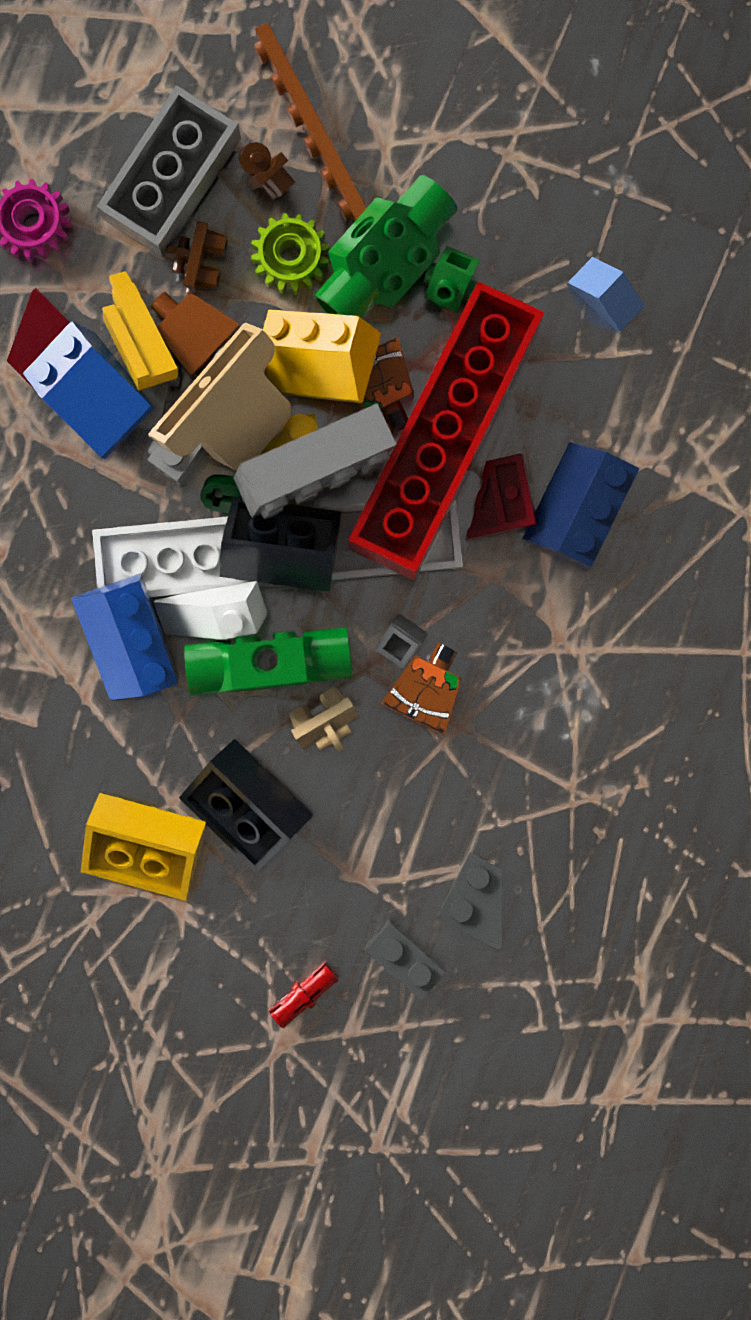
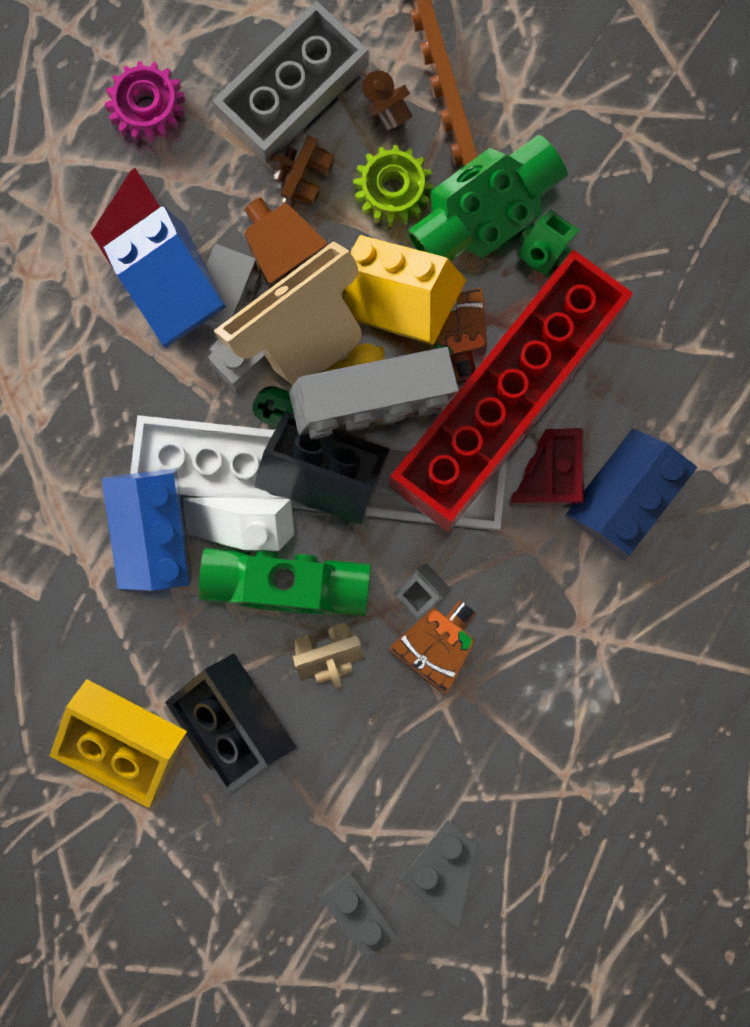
camera: 15 degrees right, 5 degrees down
(137, 335) = (224, 234): yellow piece -> none
(303, 995) = (247, 930): red pin -> none
(607, 293) = (700, 288): medium blue slope -> none

